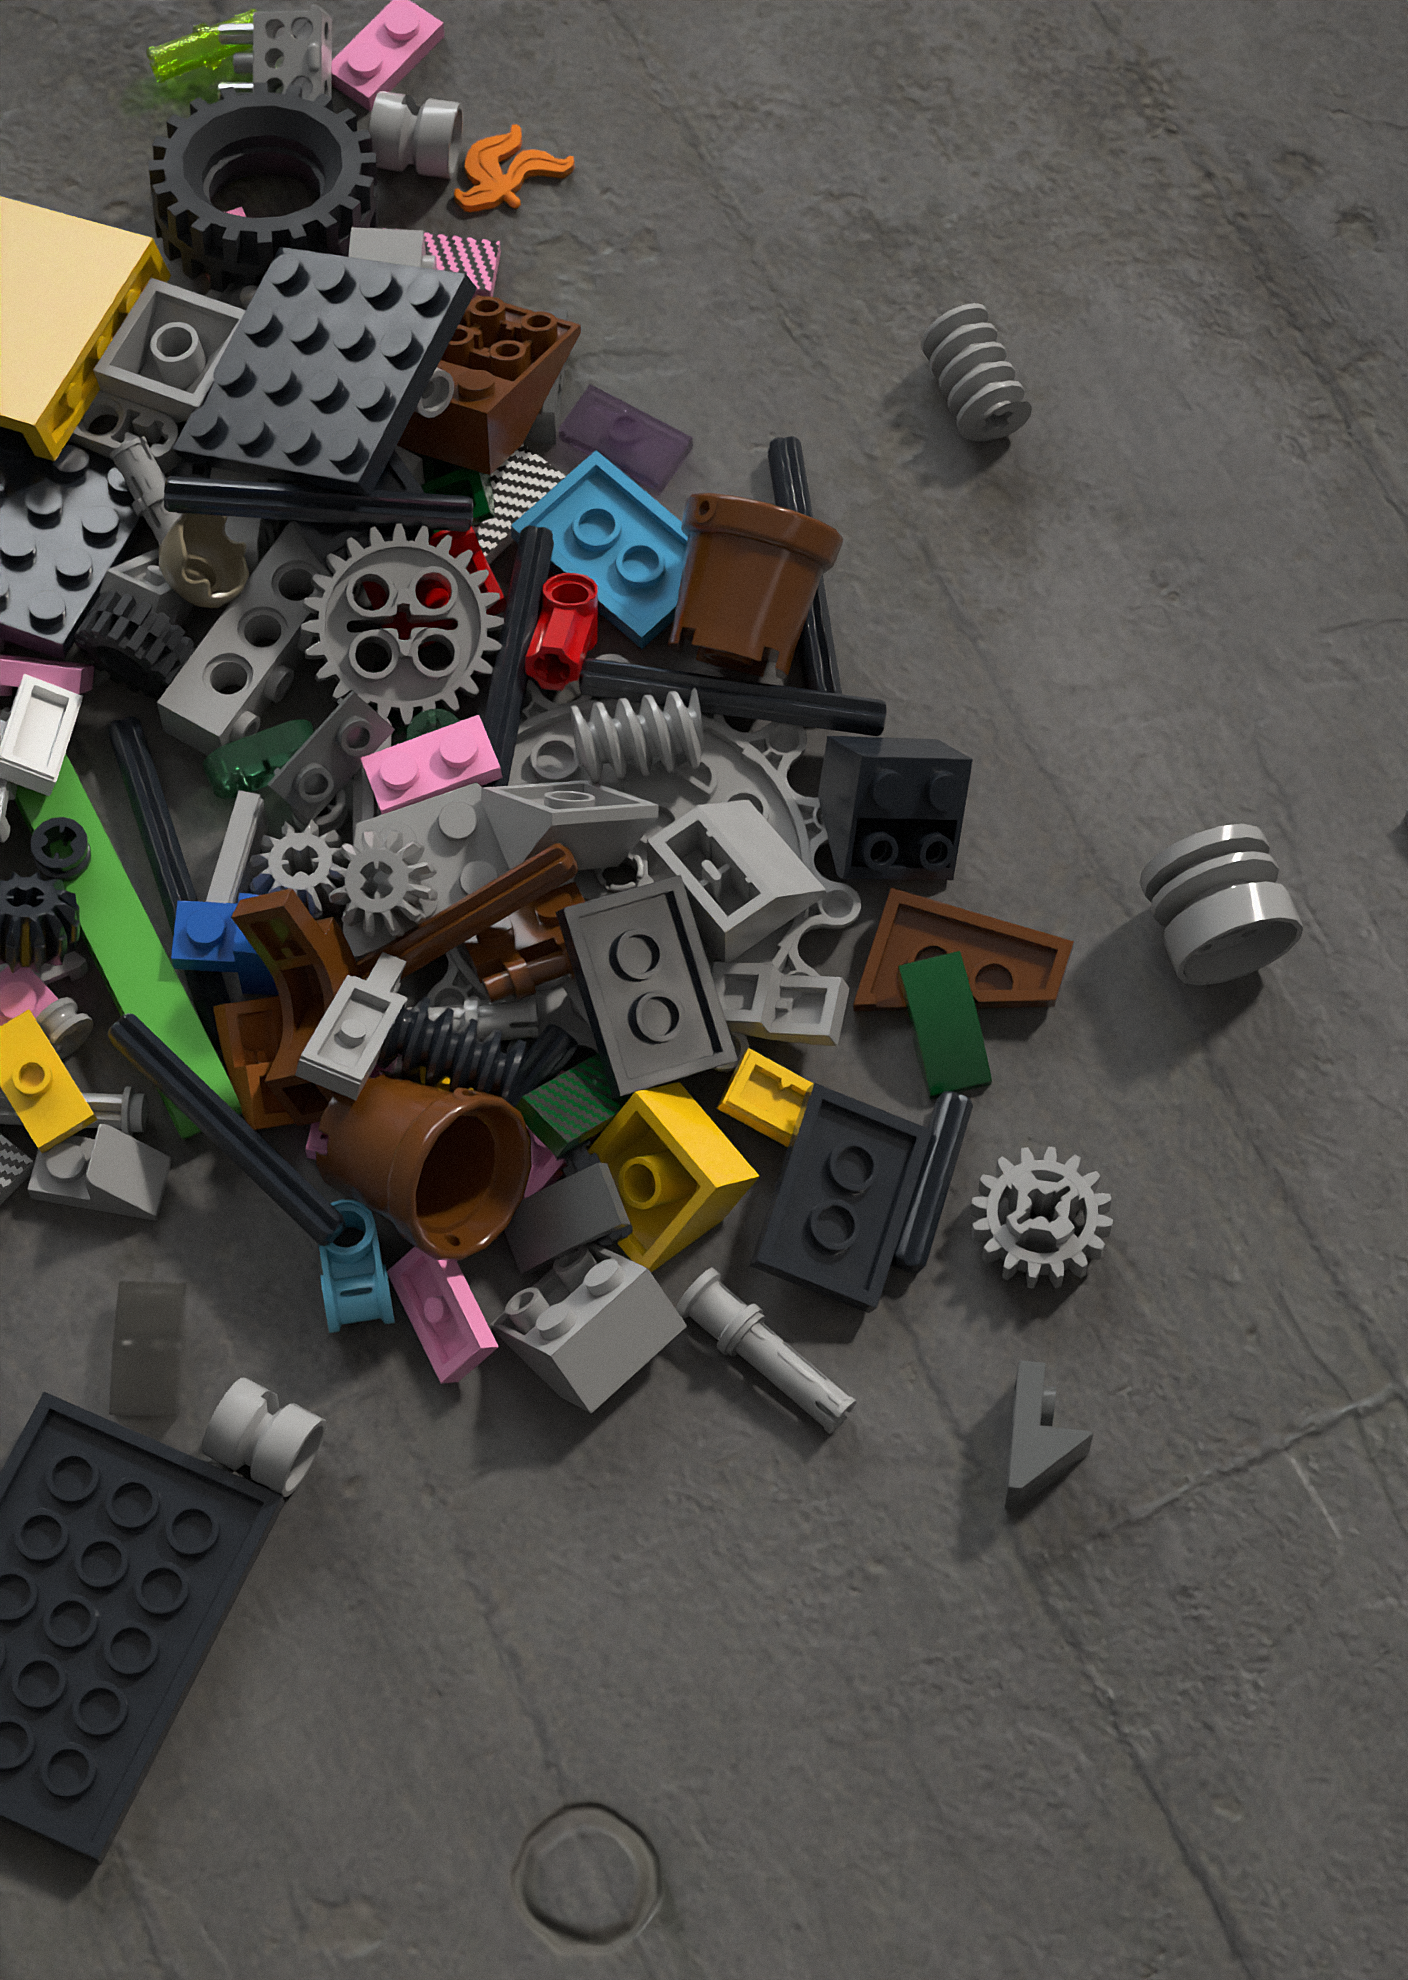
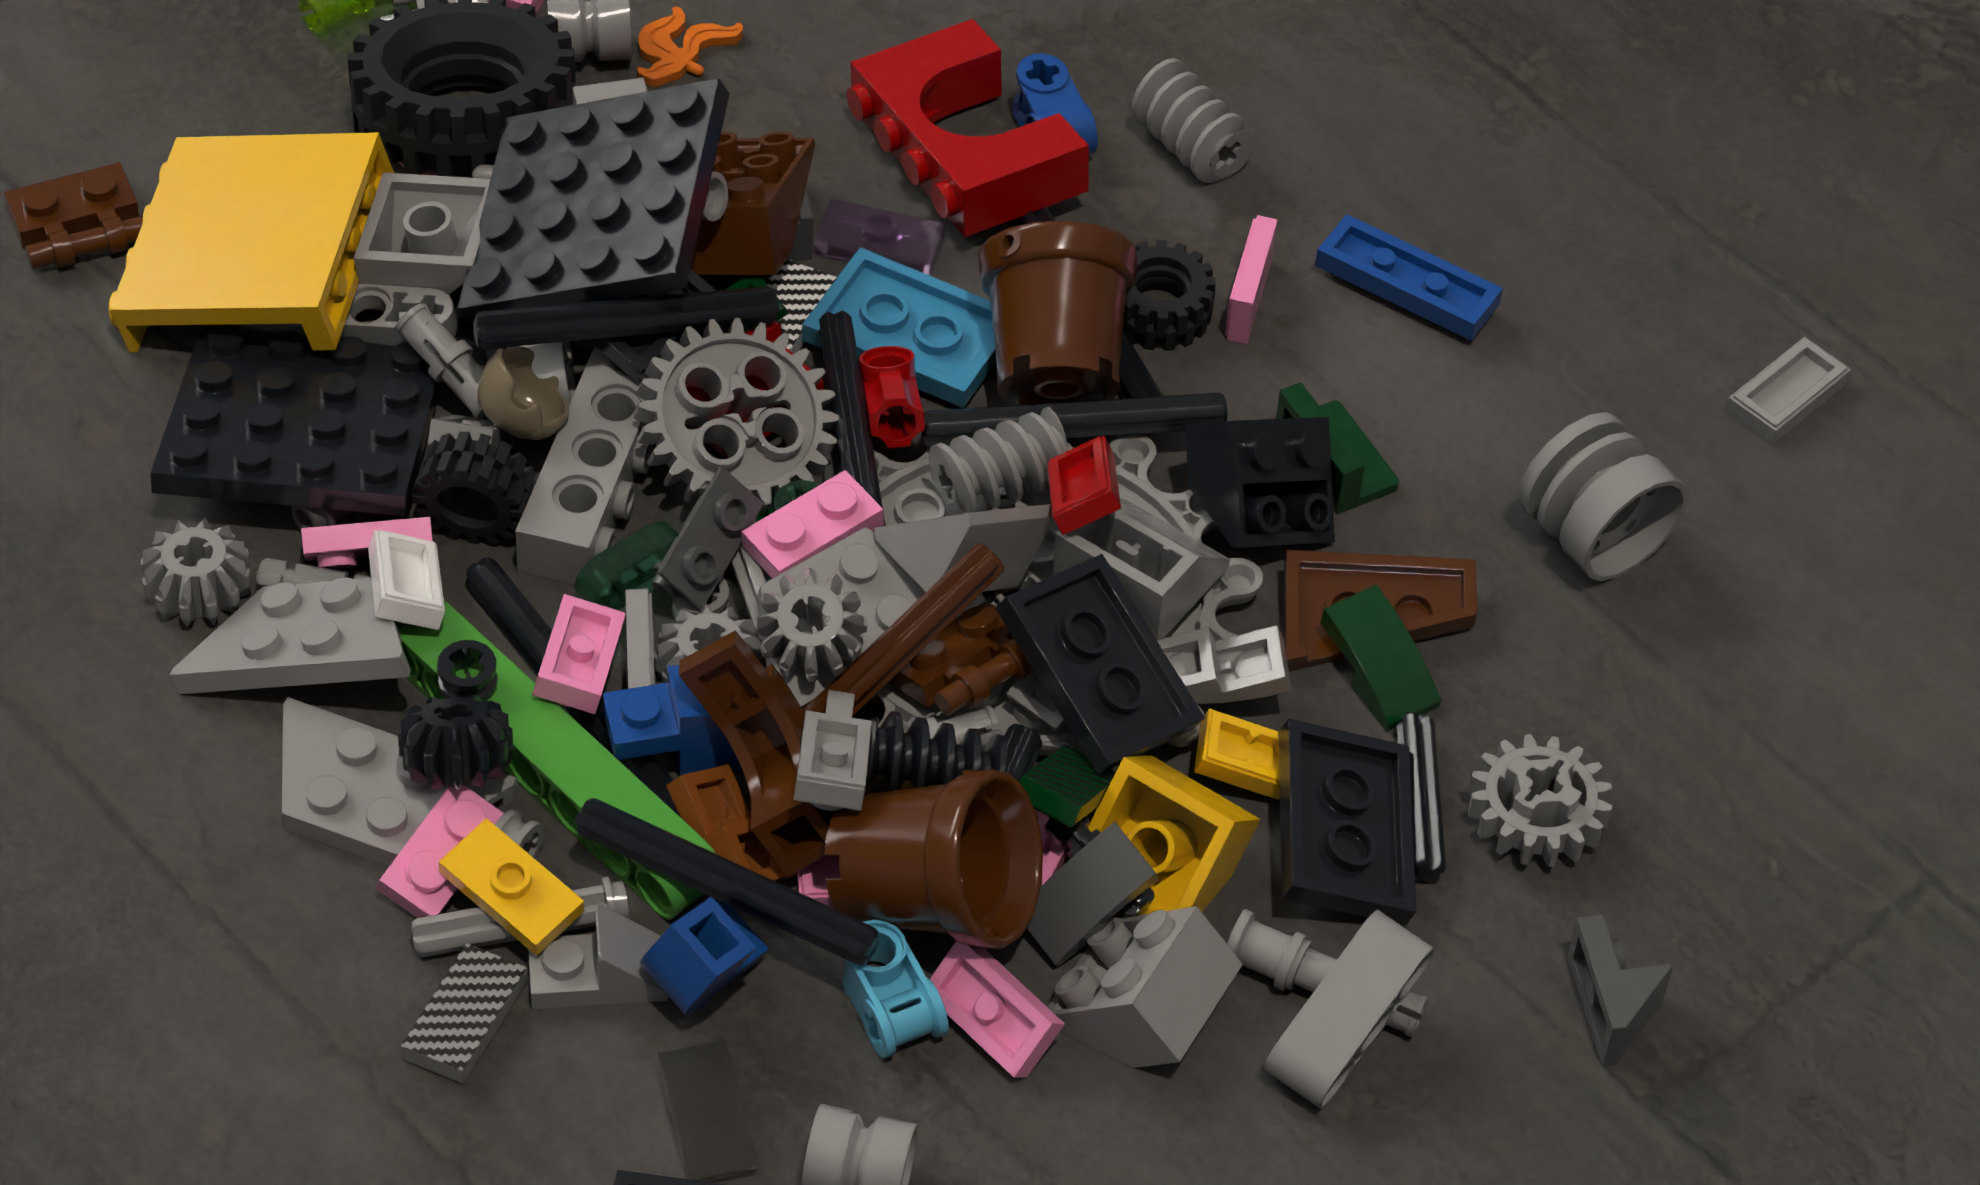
camera: 20 degrees left, 15 degrees down
(174, 849) = (579, 654): none -> bright pink plate
(188, 1194) = (702, 954): none -> blue brick
(691, 792) = (1083, 485): none -> red tile
(732, 399) = (967, 177): none -> red arch
(767, 1400) = (1349, 1009): none -> light grey beam
(839, 330) = (1049, 90): none -> blue piece
(879, 597) = (1174, 319): none -> black tyre
(971, 569) = (1250, 279): none -> bright pink tile
(999, 790) = (1356, 465): none -> dark green panel
(1133, 599) = (1409, 277): none -> blue plate

